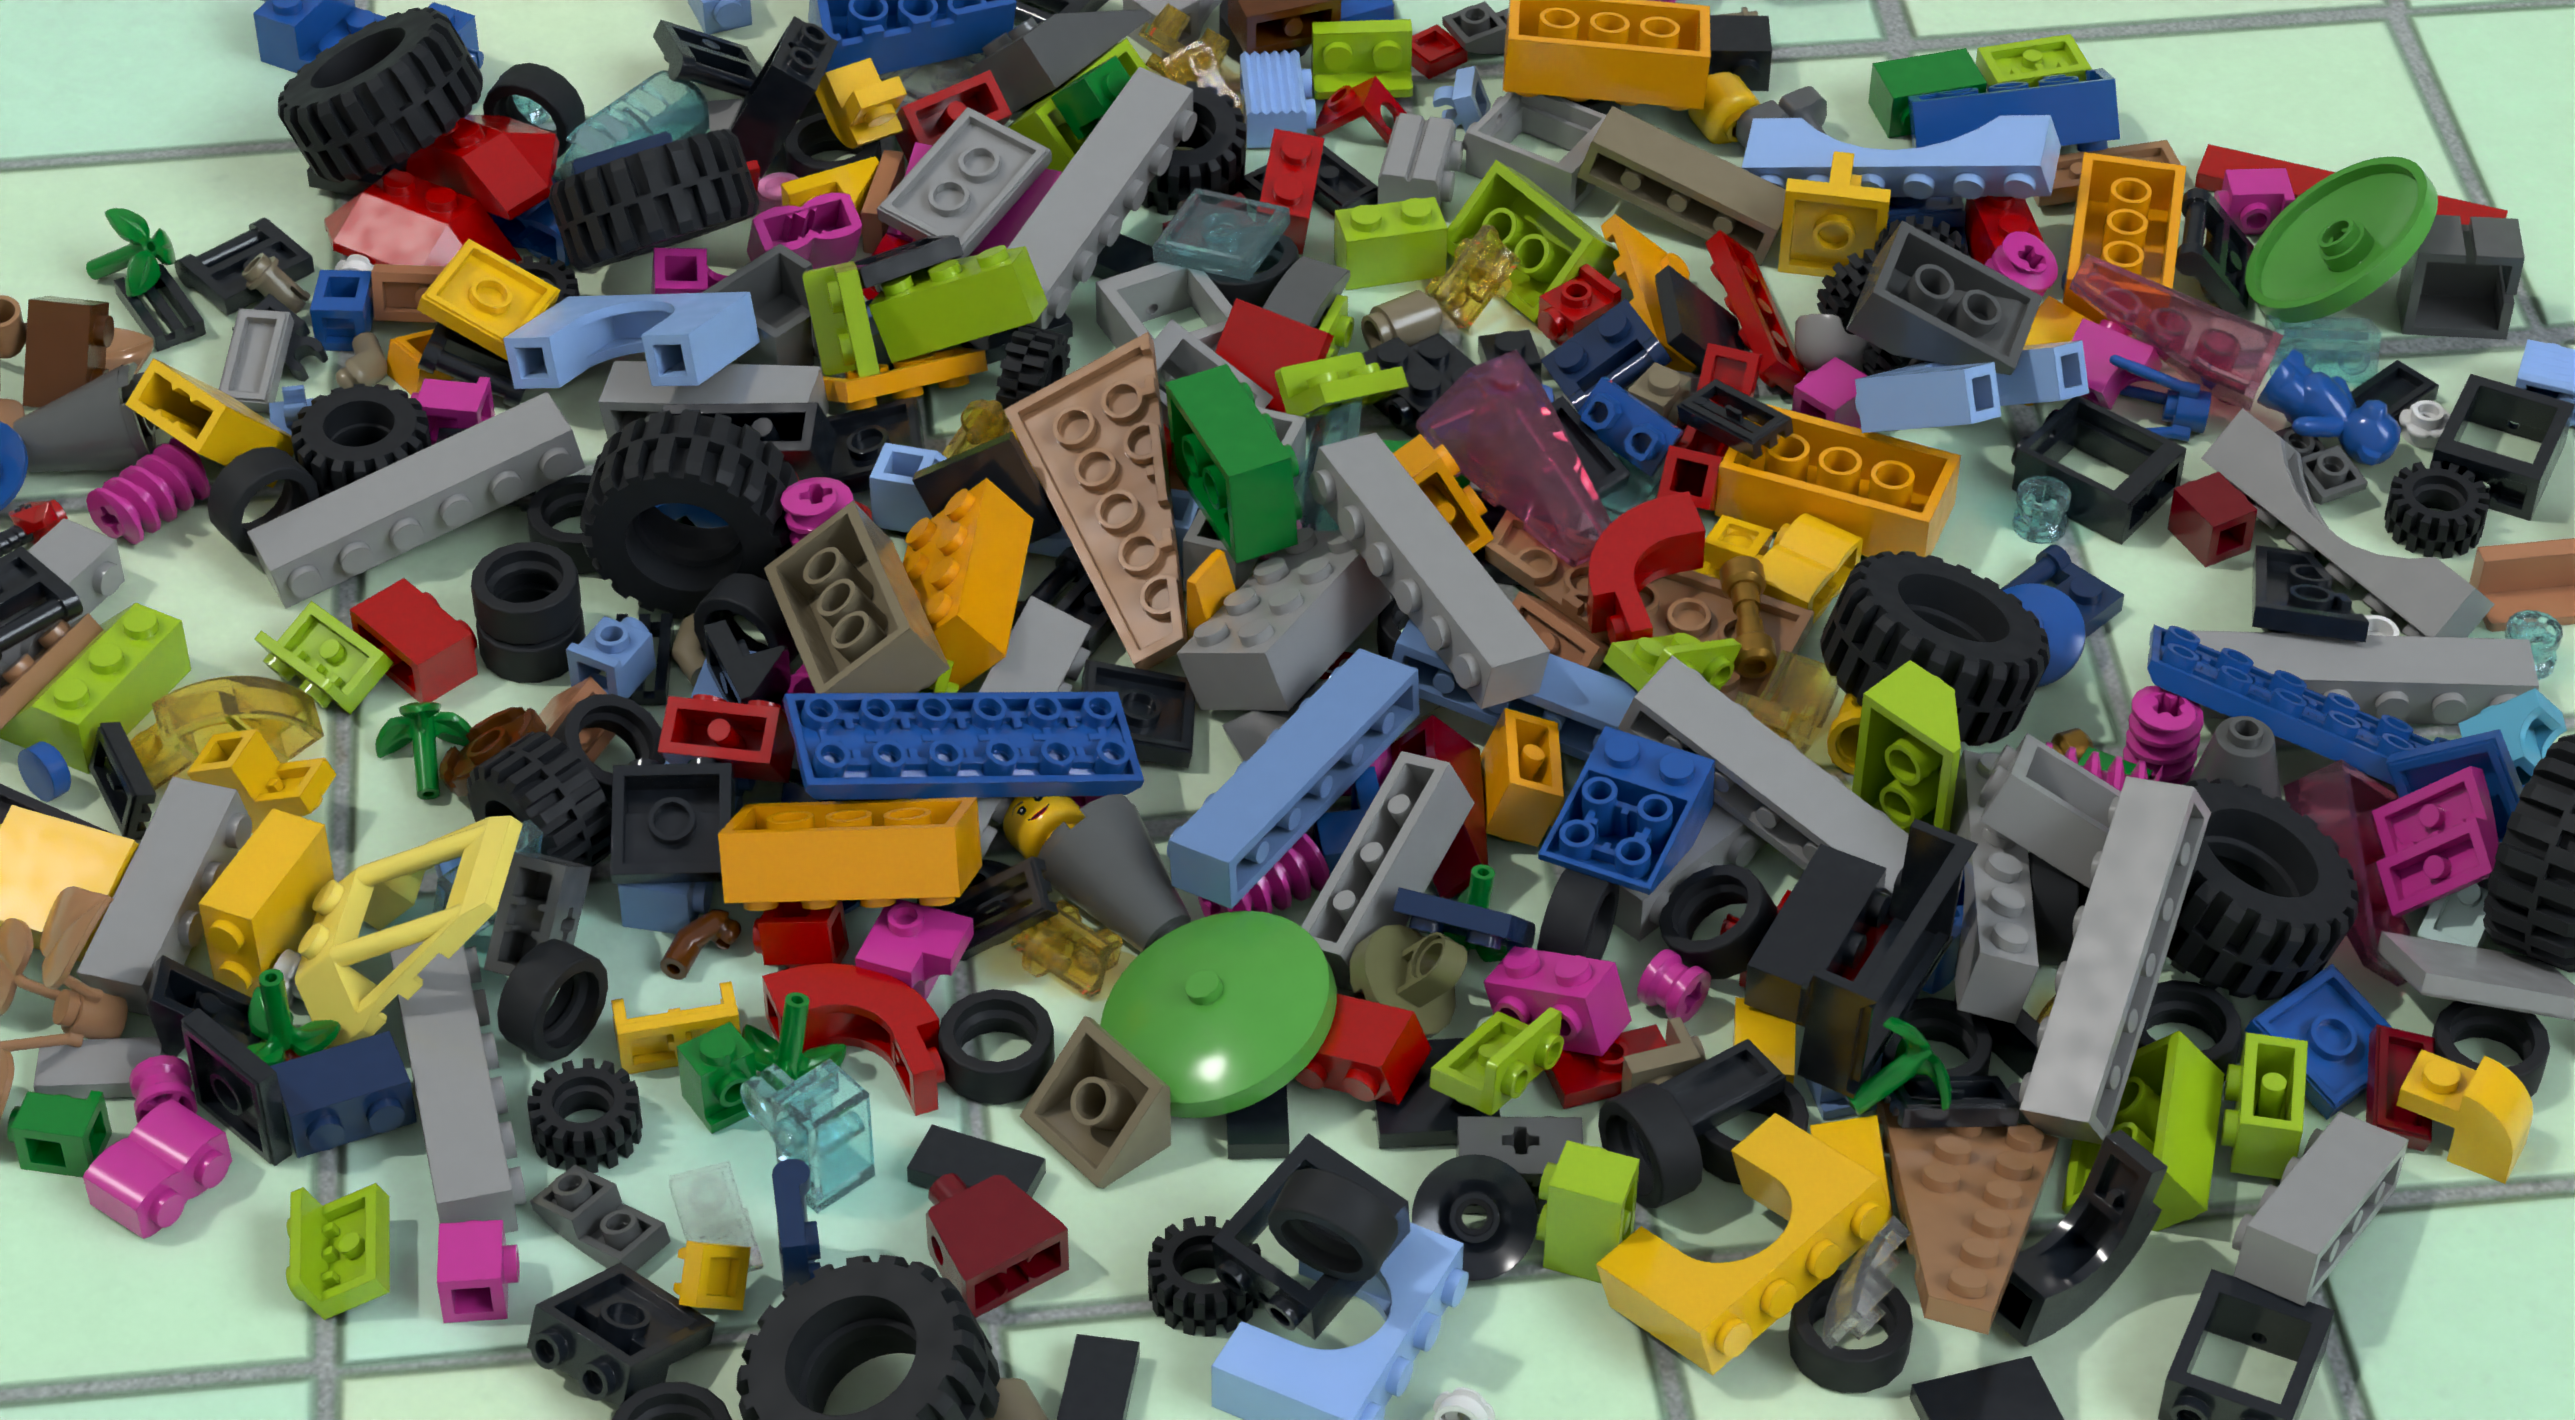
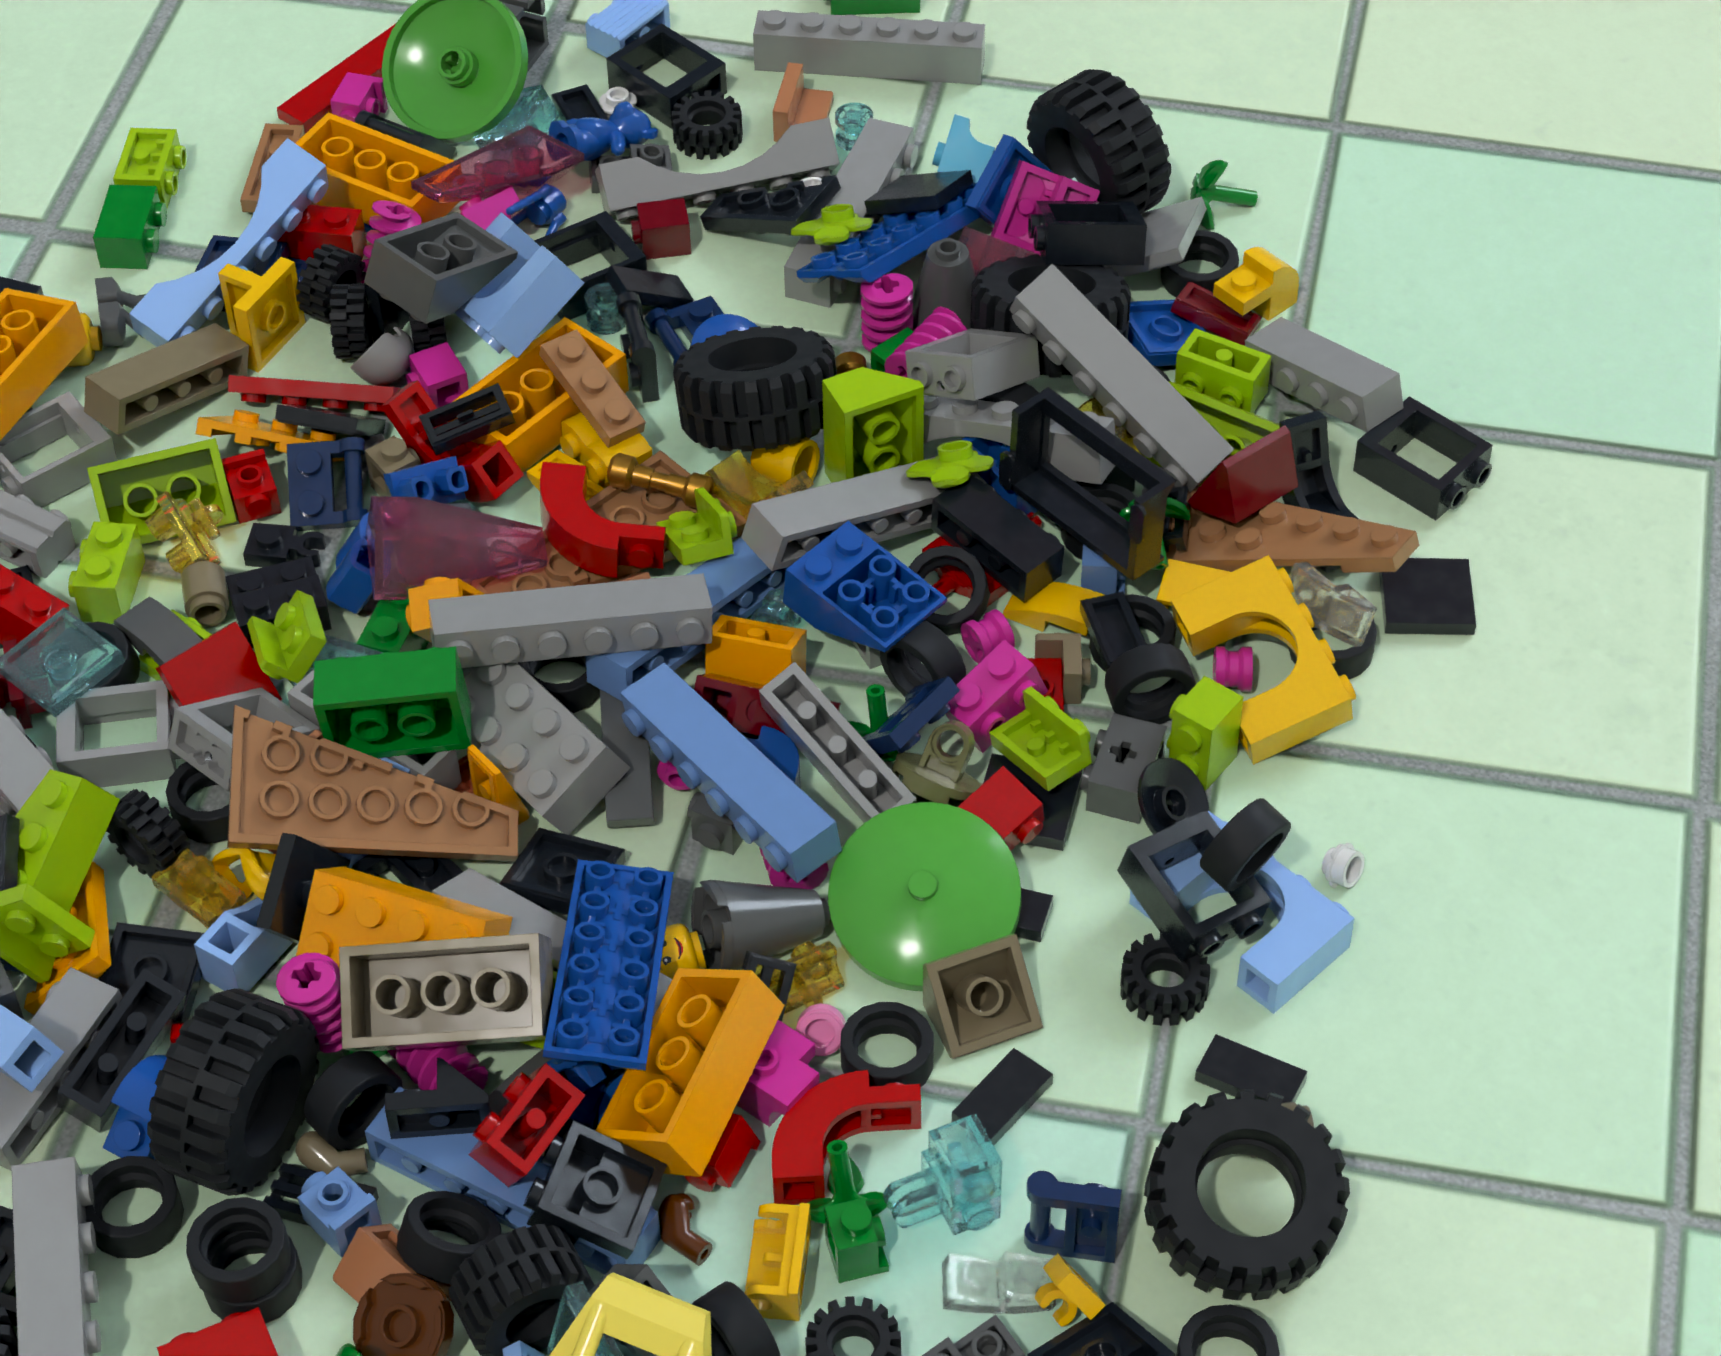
camera: 70 degrees left, 5 degrees up
(993, 1240) = (1089, 1102): dark red torso -> none
(1001, 971) = (822, 1026): none -> bright pink tile
(1737, 1229) = (1233, 667): none -> dark pink wheel
(1847, 507) = (592, 388): none -> medium nougat plate
(1875, 842) = (952, 465): none -> lime plate
(1989, 549) = (635, 345): none -> black plate
(2030, 1142) = (1249, 479): none -> dark red slope
(2080, 110) = (202, 182): blue wedge -> none
(2088, 529) = (653, 288): none -> black tile
(2277, 647) = (833, 226): none -> lime plate
(2395, 710) = (919, 193): none -> black tile
(2445, 901) = (1088, 232): none -> black window

